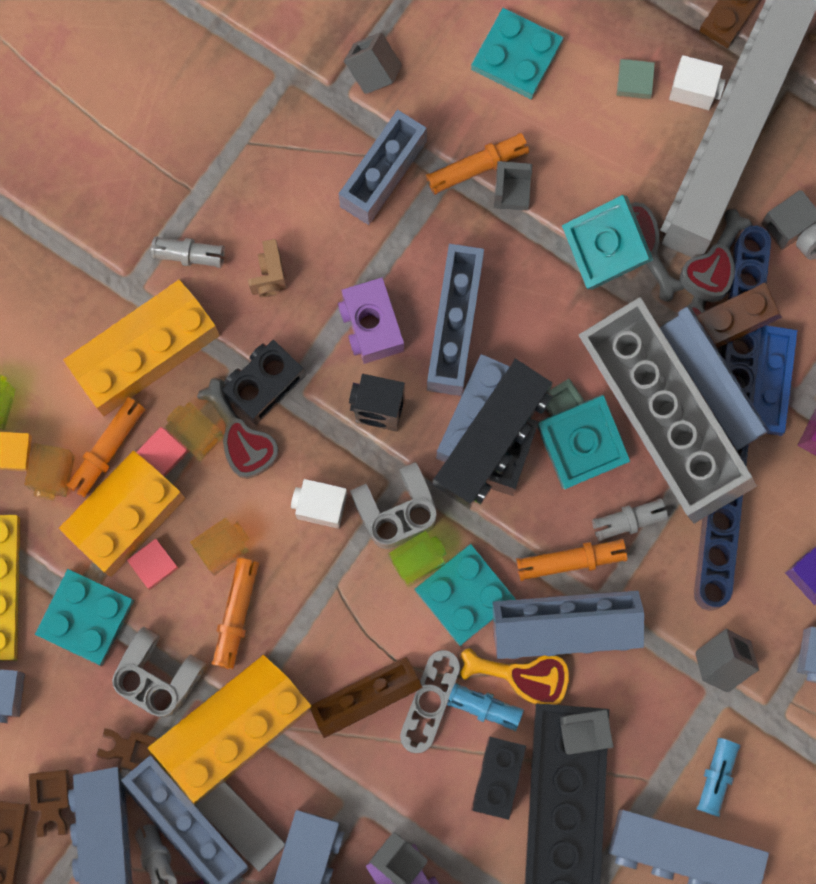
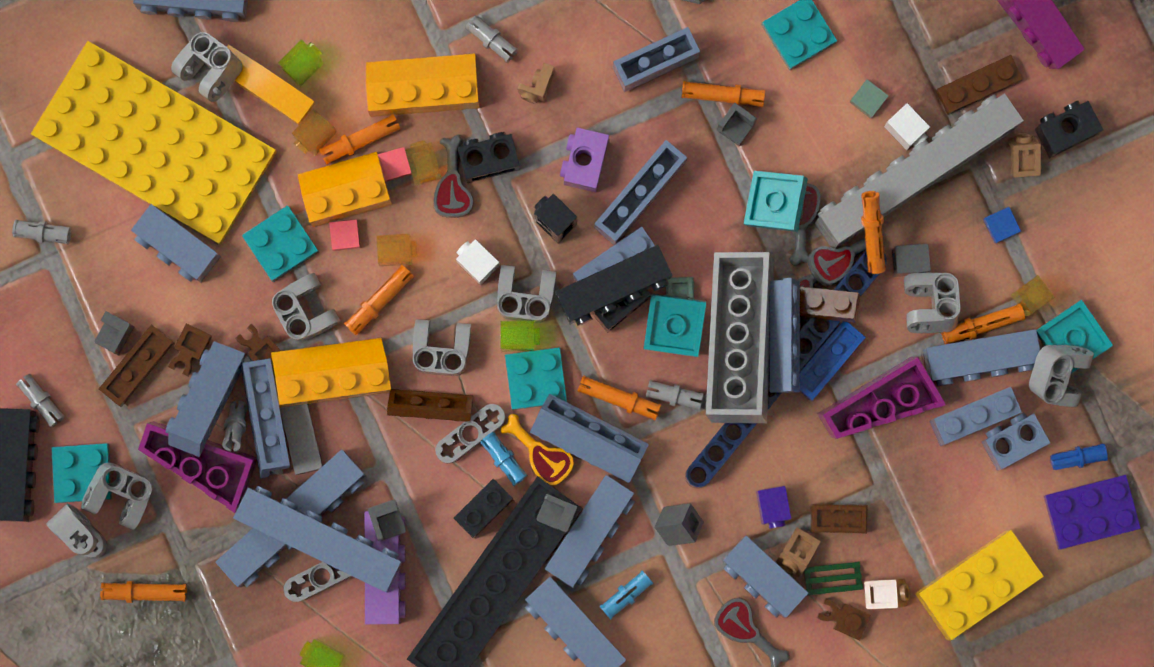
camera: 30 degrees right, 5 degrees up
(342, 632) = (440, 355): none -> light grey piece
(634, 730) = (589, 531): none -> sand blue brick
(735, 196) = (872, 222): none -> orange pin

